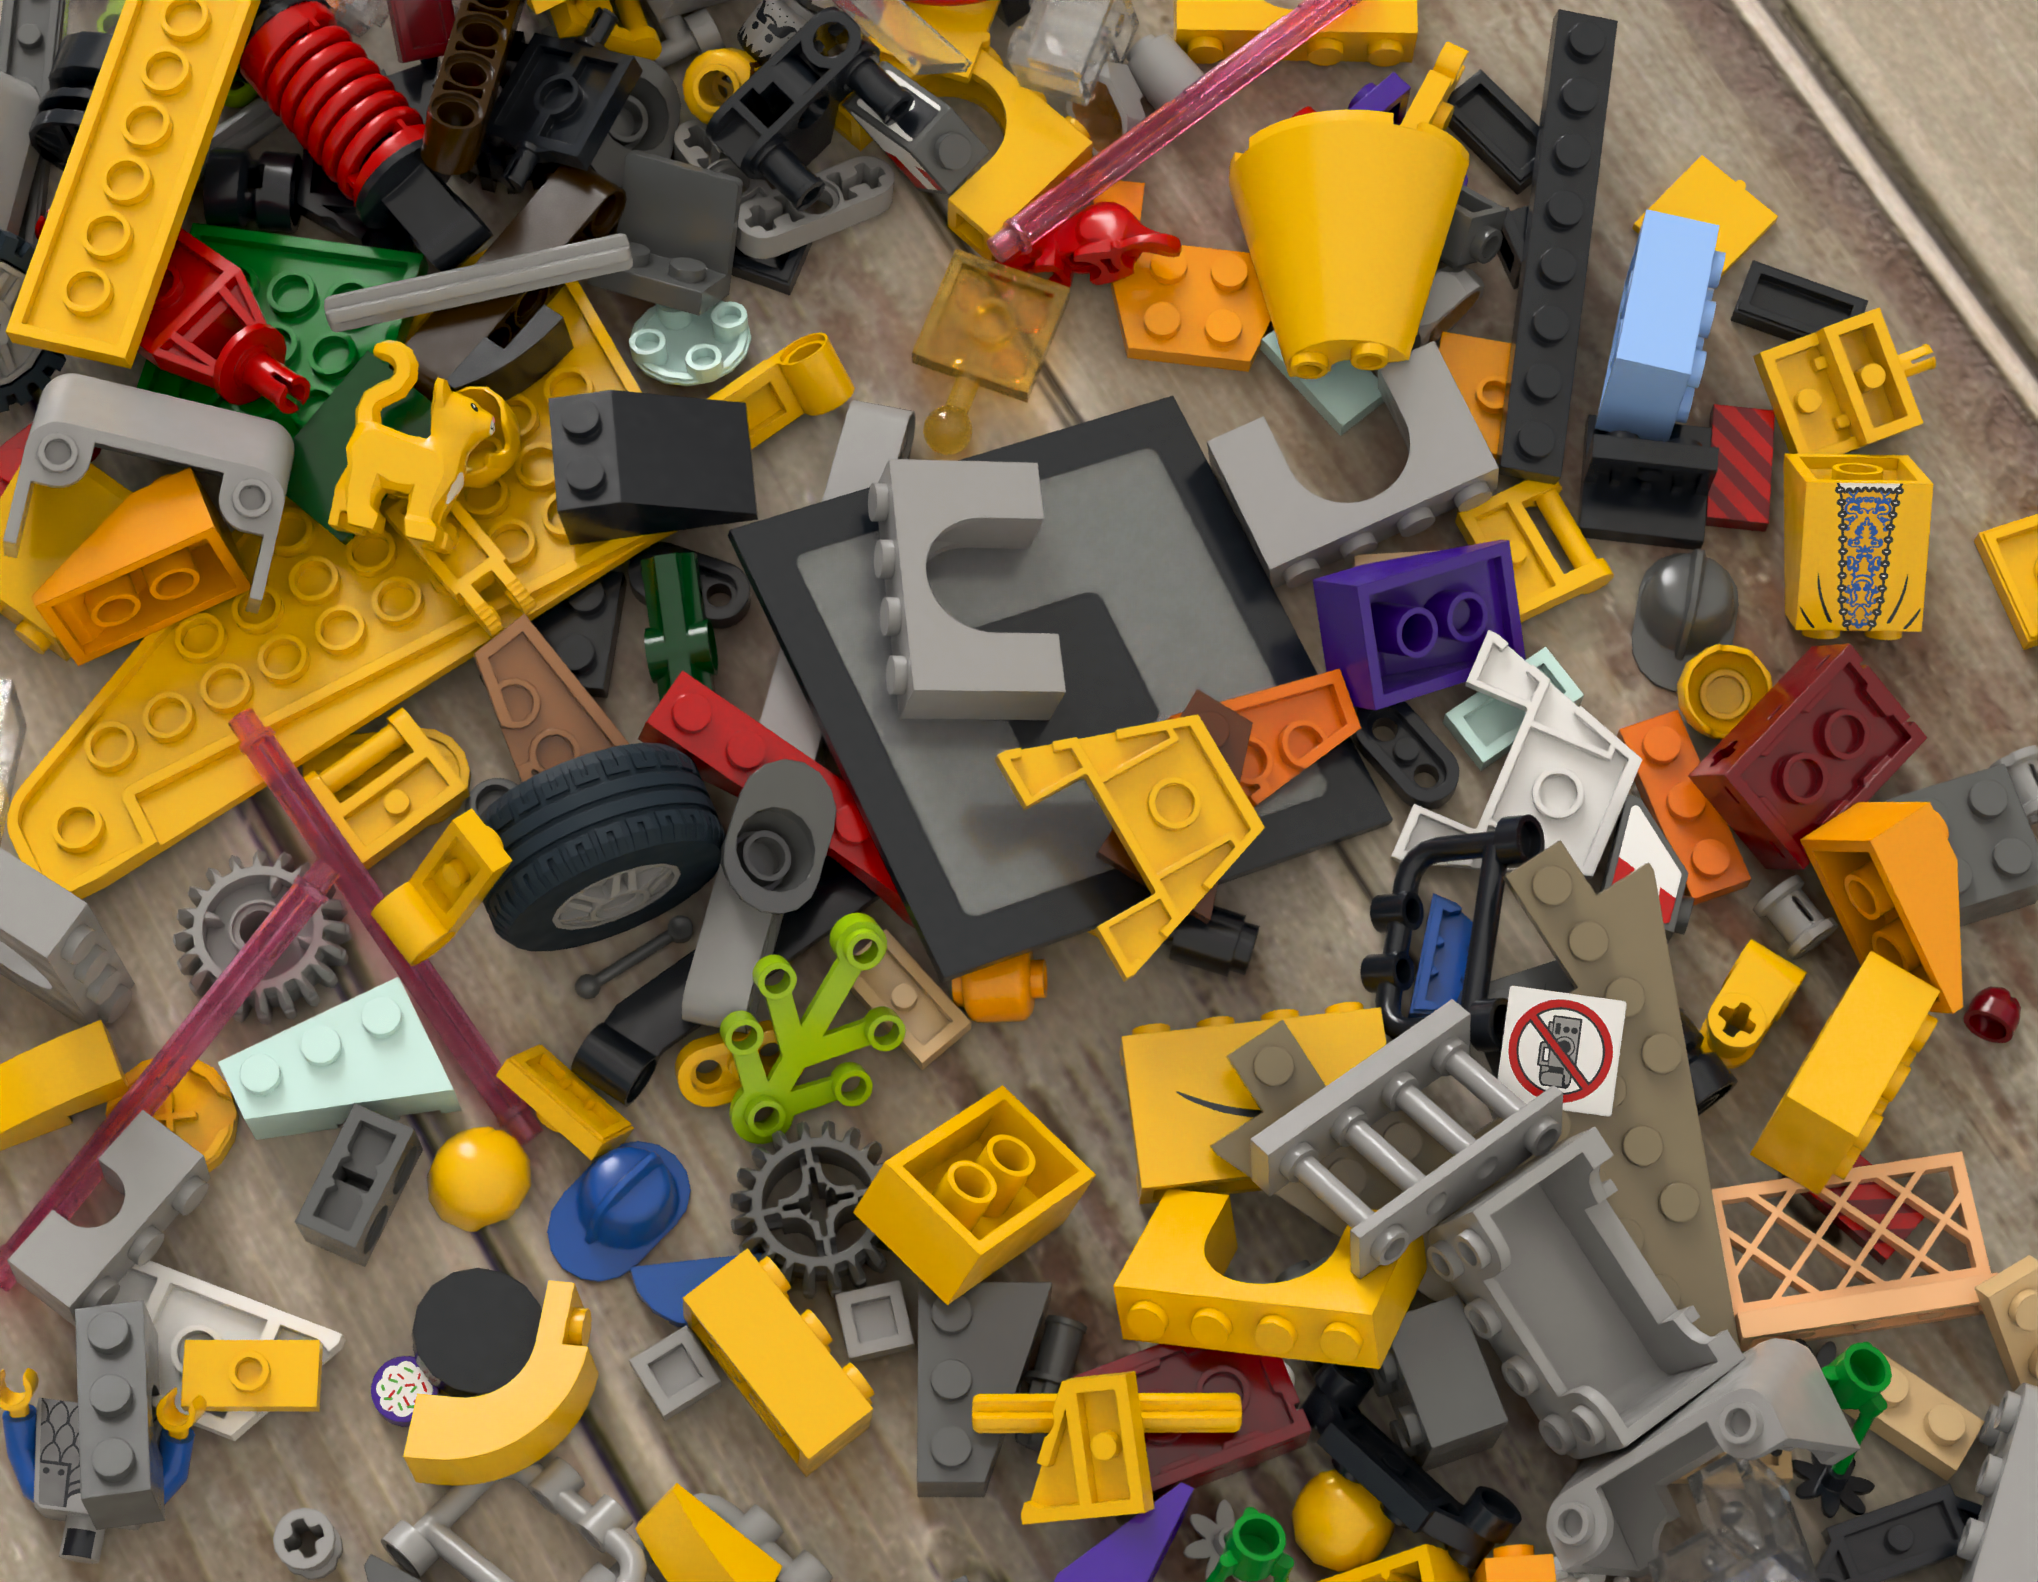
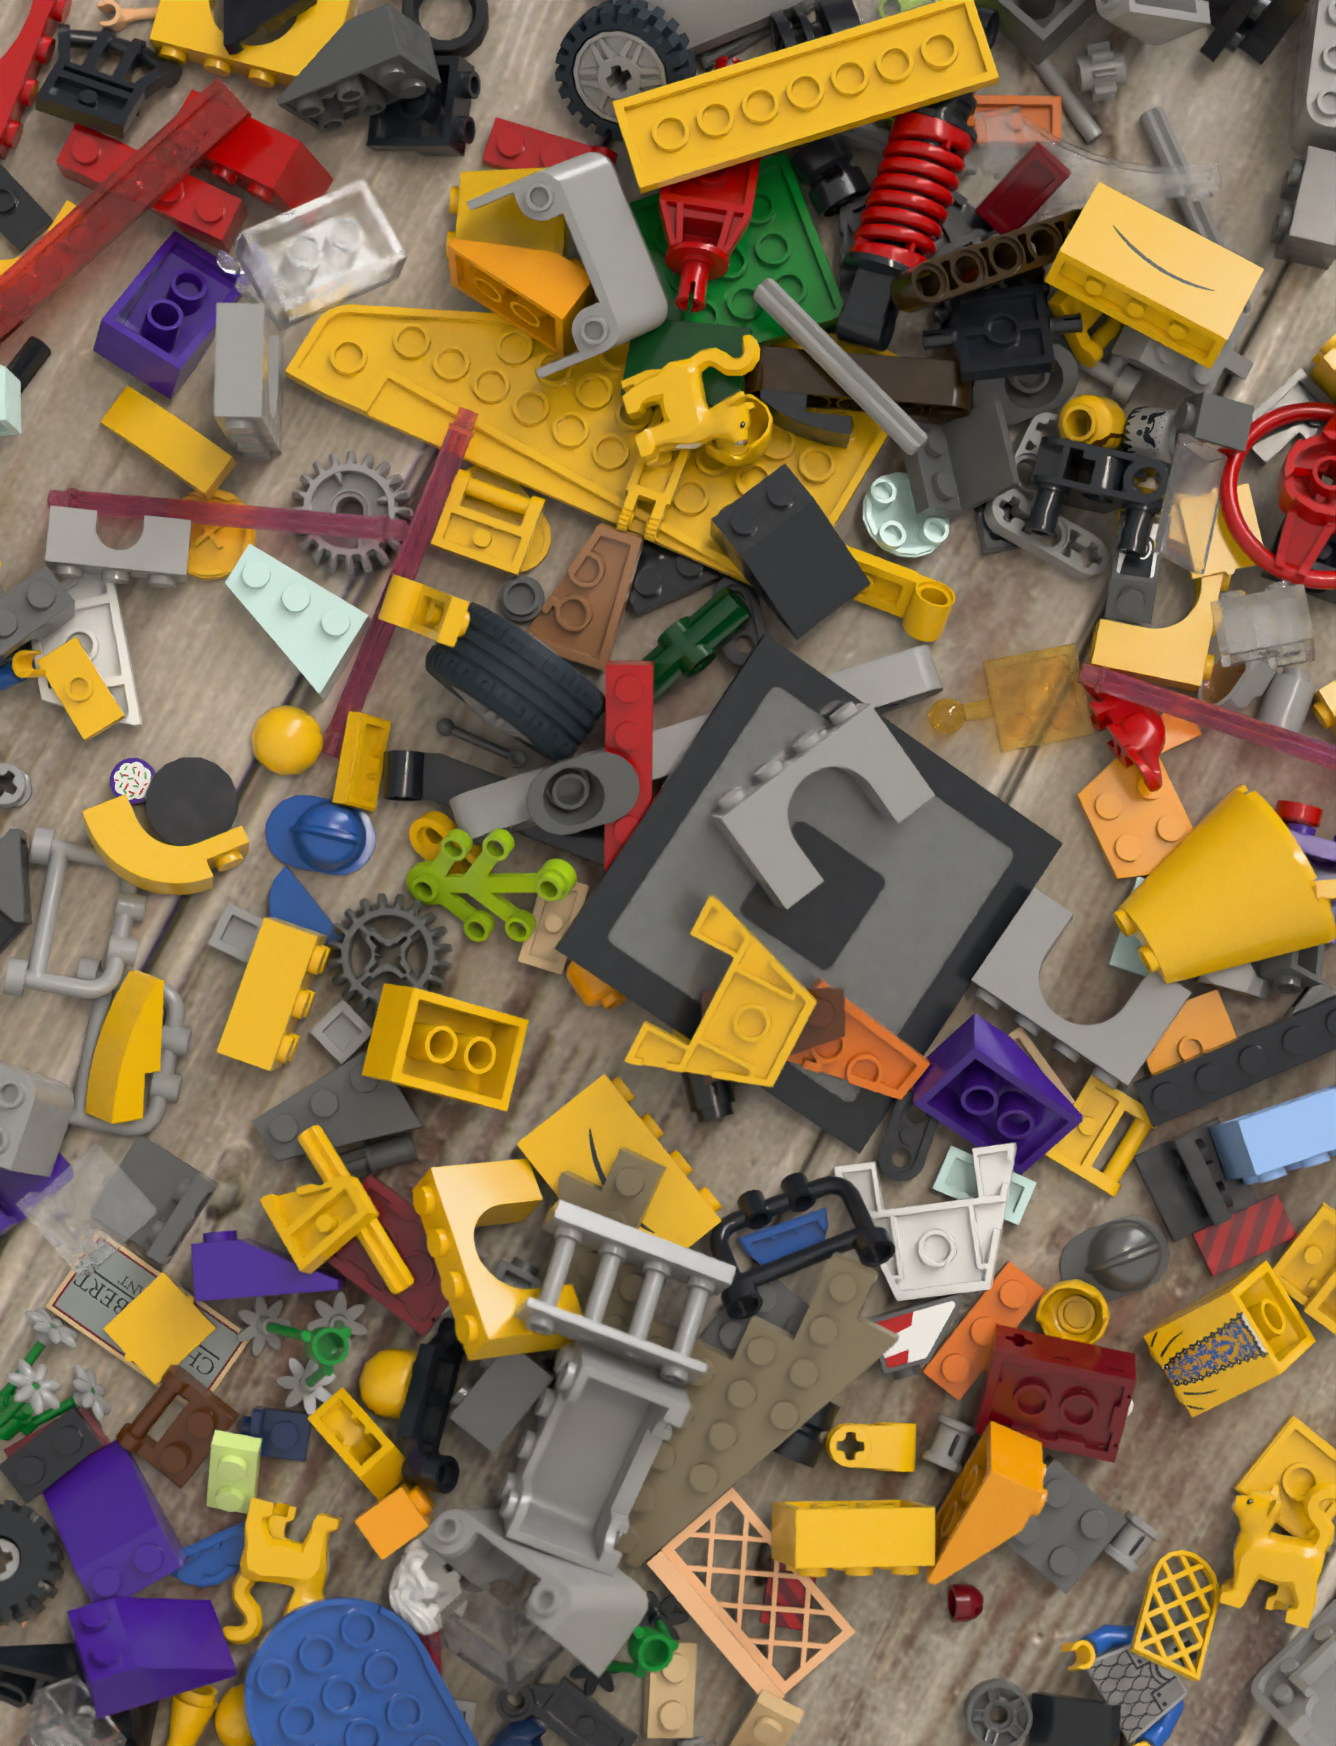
camera: 60 degrees right, 15 degrees up
(359, 1185) = (231, 675): dark grey brick -> none
(1564, 1044) = (746, 1352): sticker -> none

